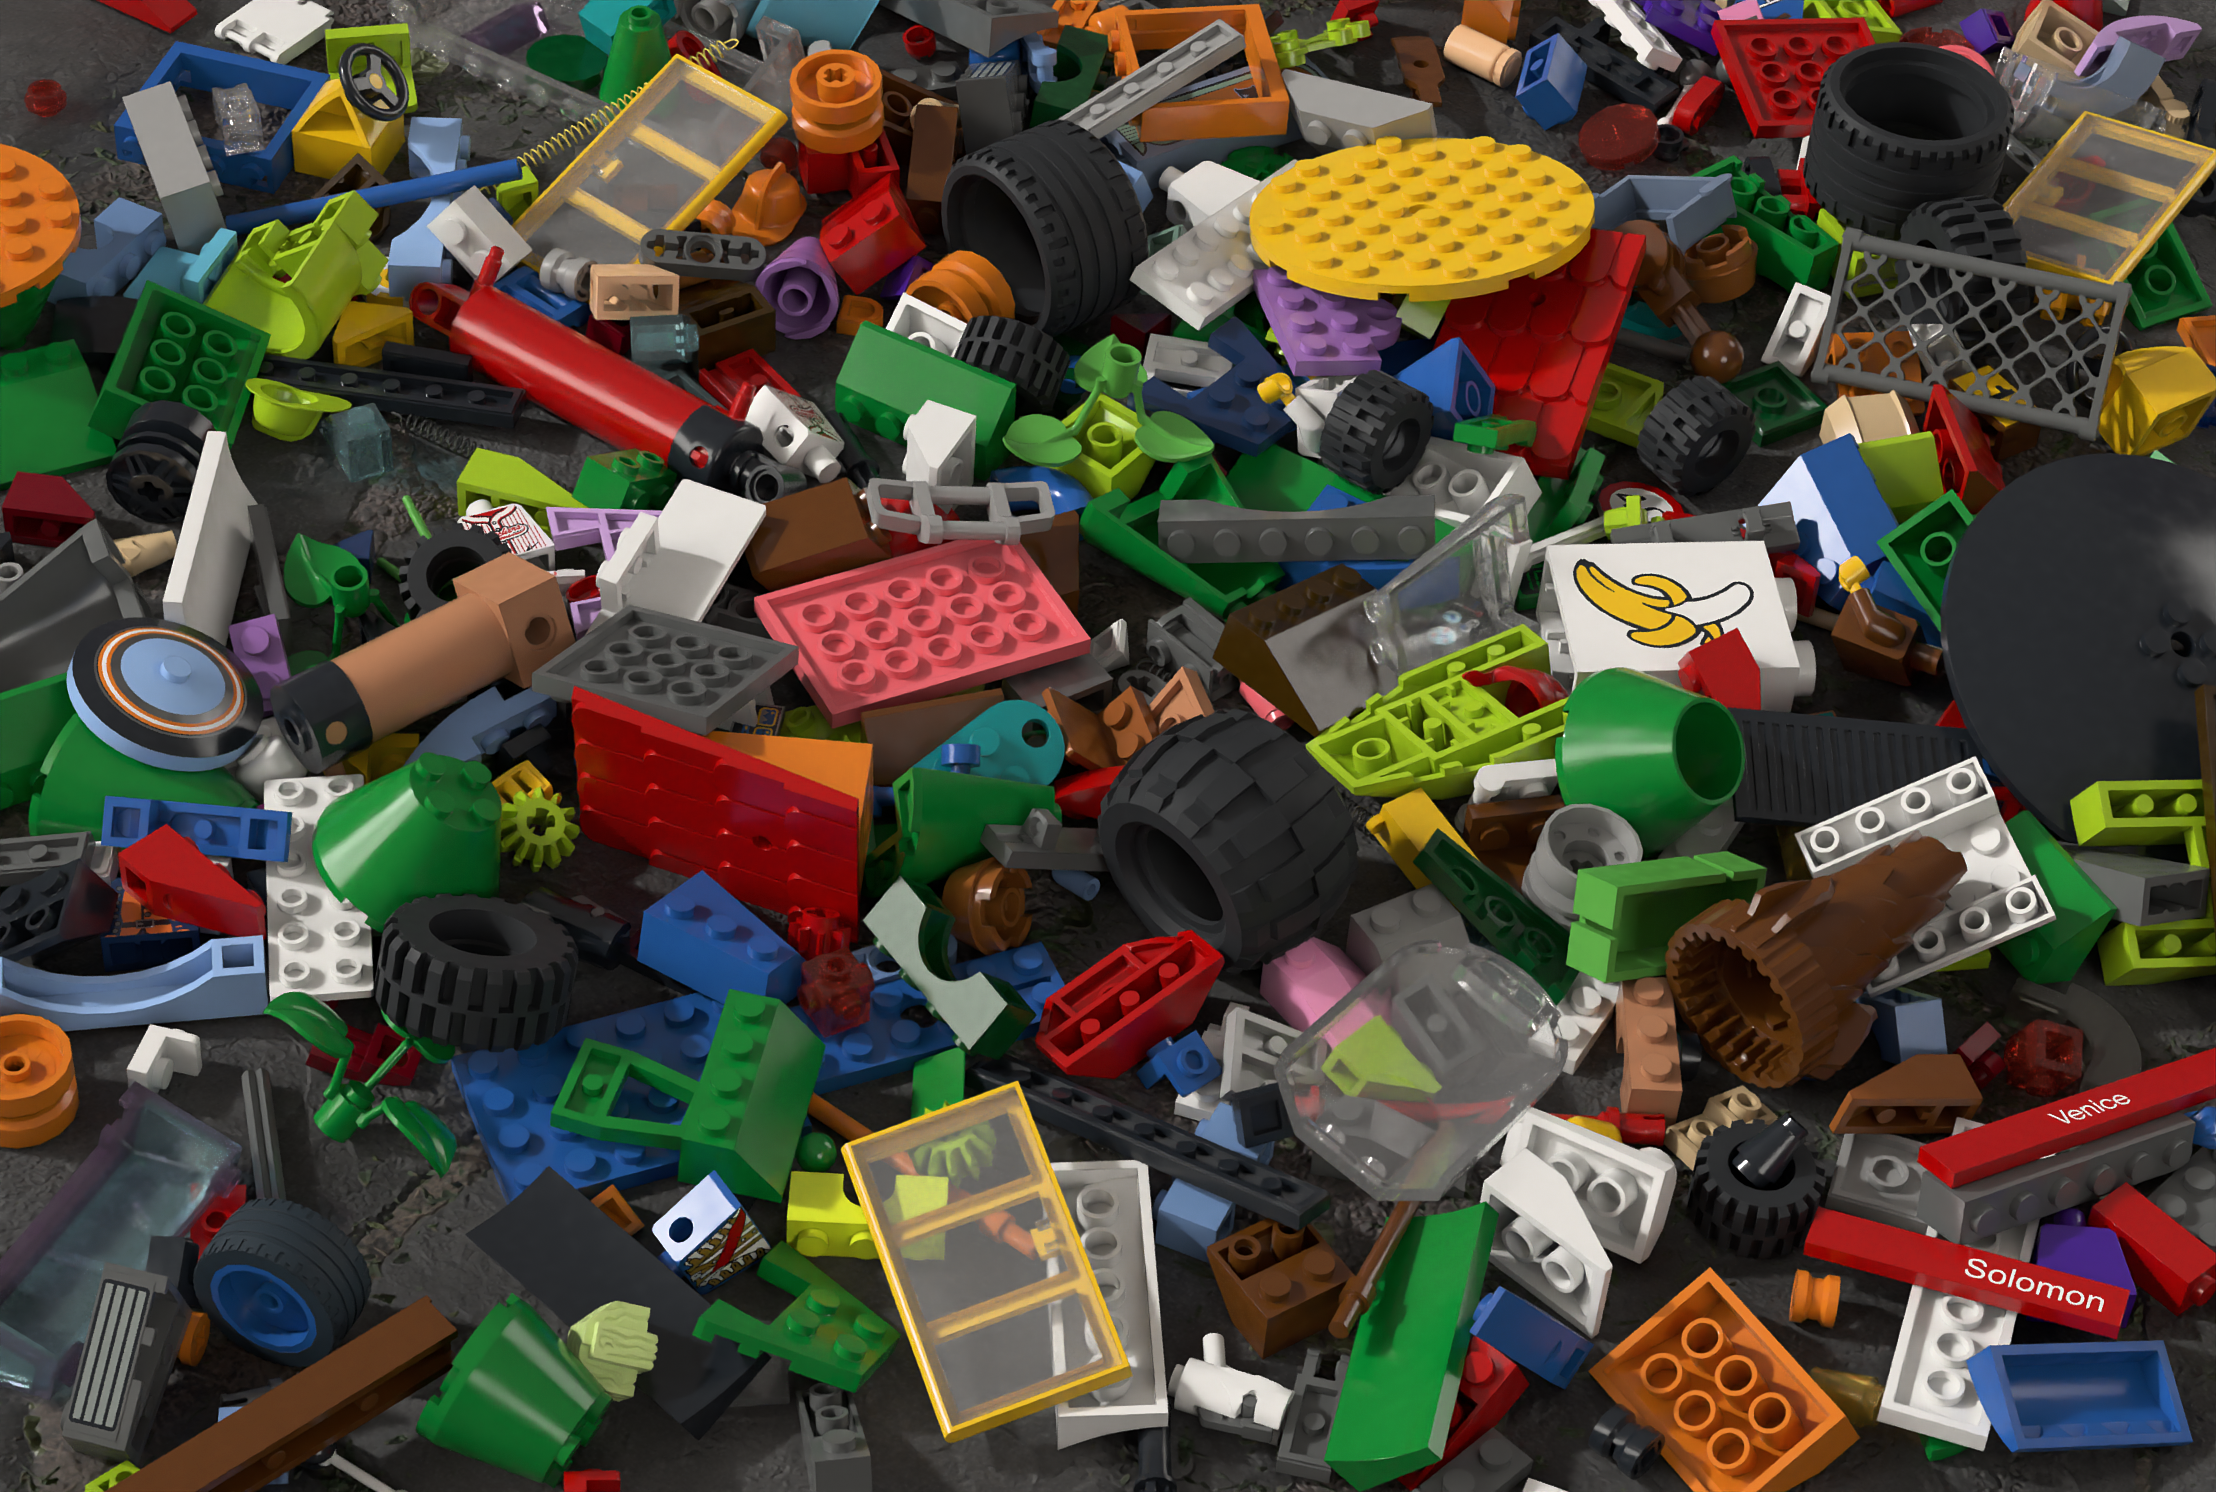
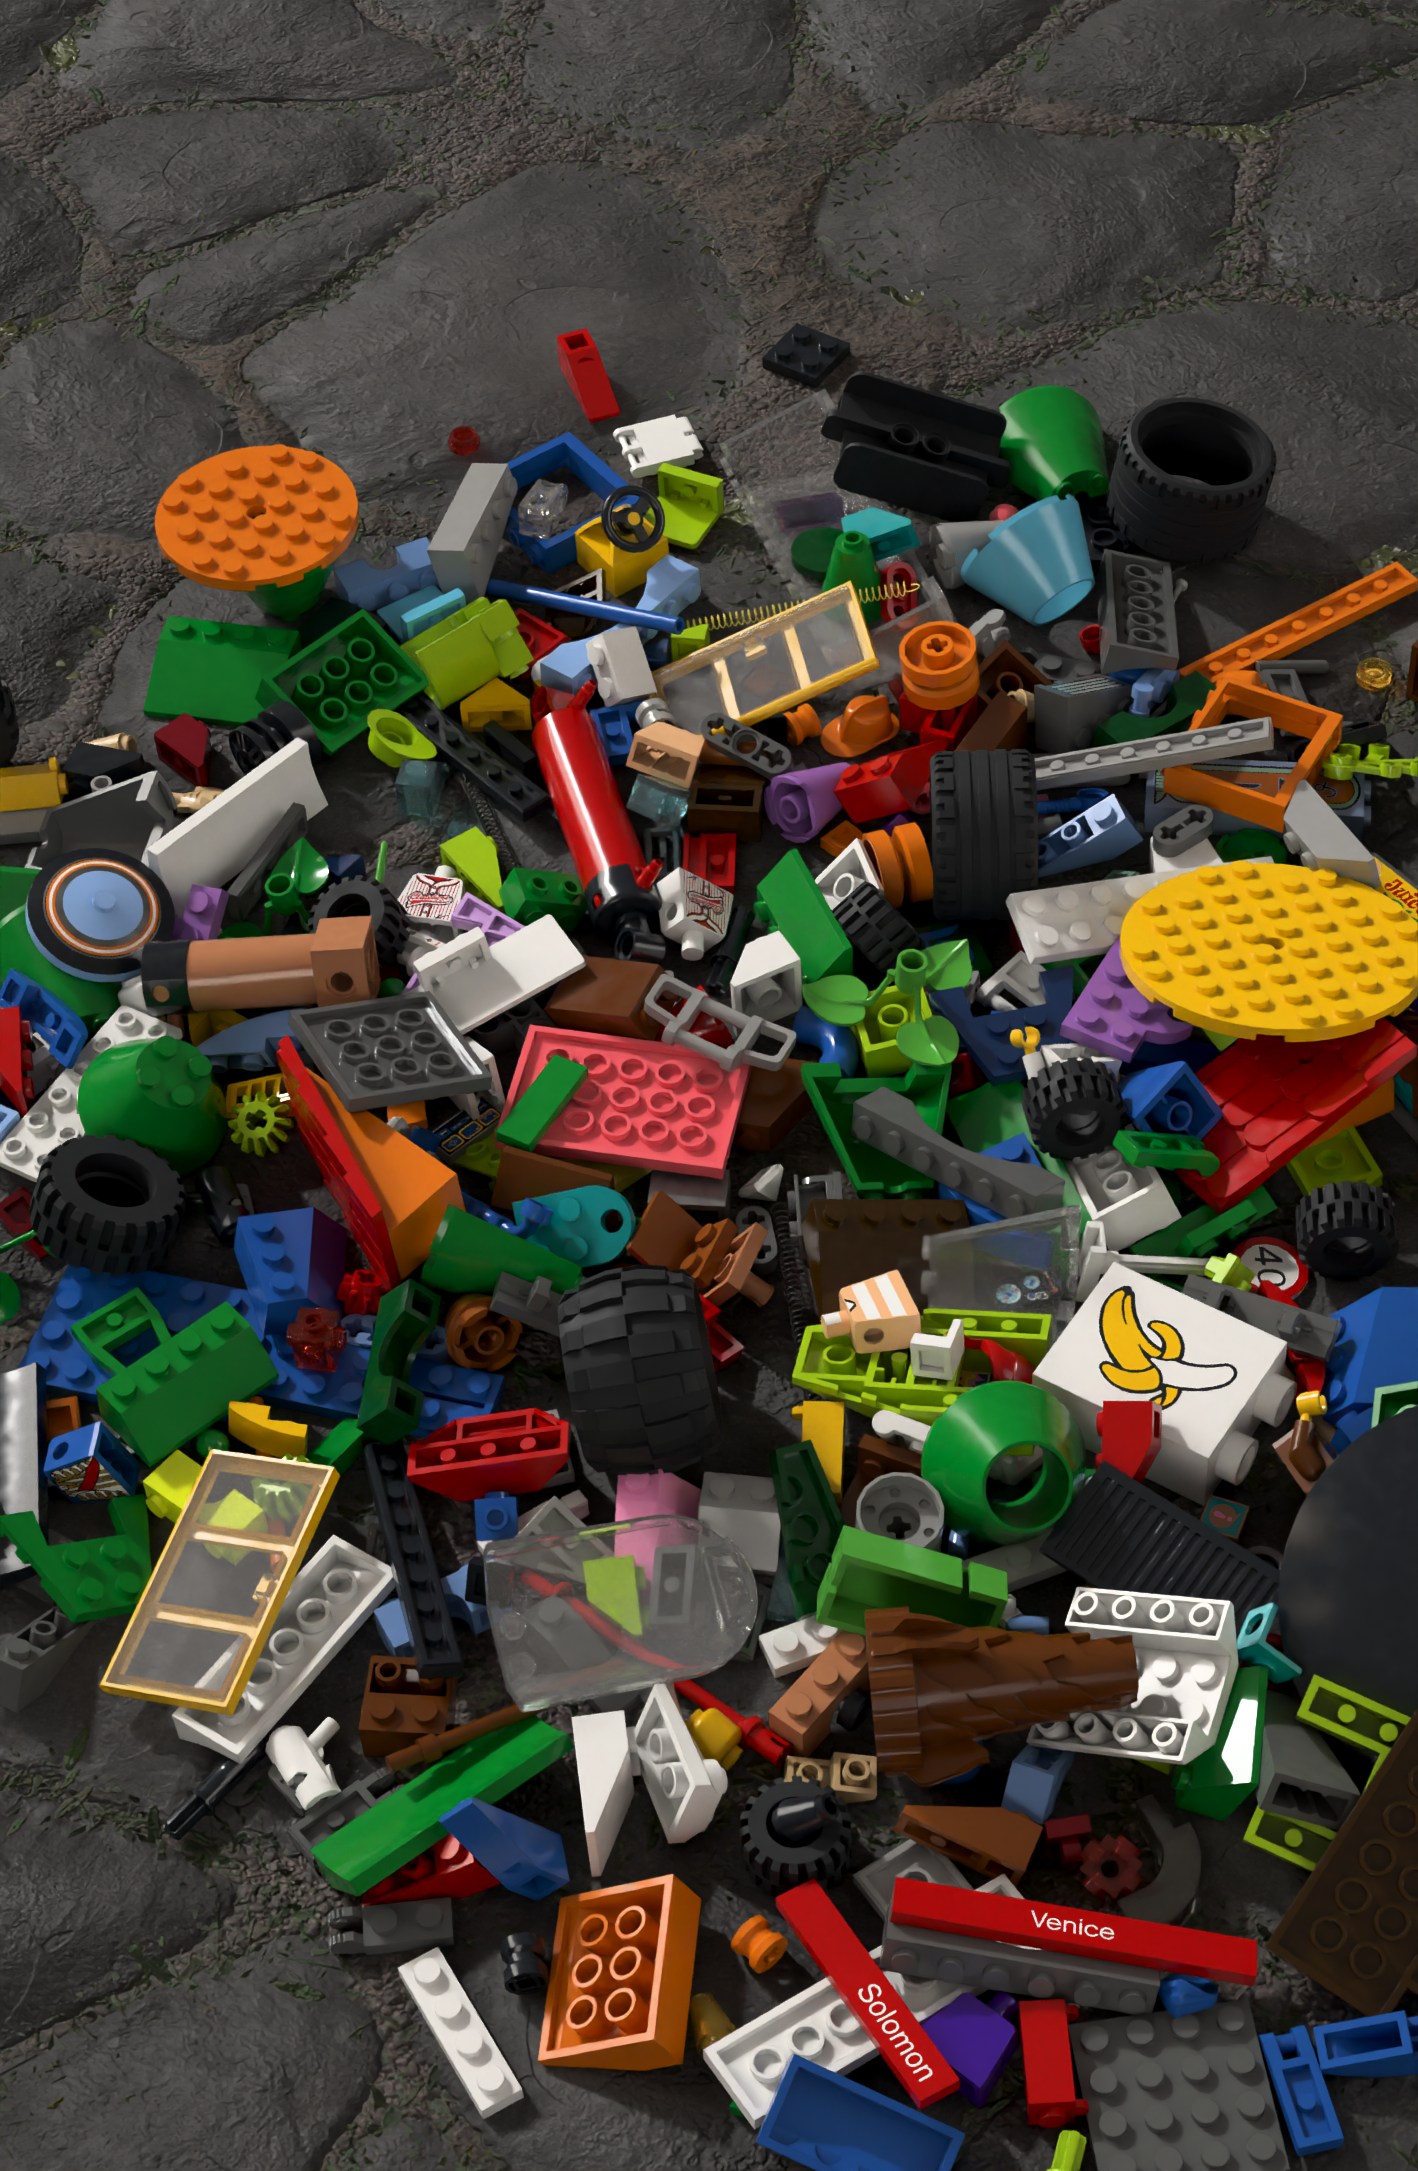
camera: 45 degrees right, 5 degrees up
(854, 658) = (542, 1103): none -> green tile
(858, 1110) = (254, 1427): none -> yellow slope
(1194, 163) = (1179, 827): none -> dark grey beam
(1381, 693) = (875, 1315): none -> light nougat torso
(1480, 695) = (938, 1355): none -> white panel
(2010, 795) = (1257, 1652): none -> teal bracket

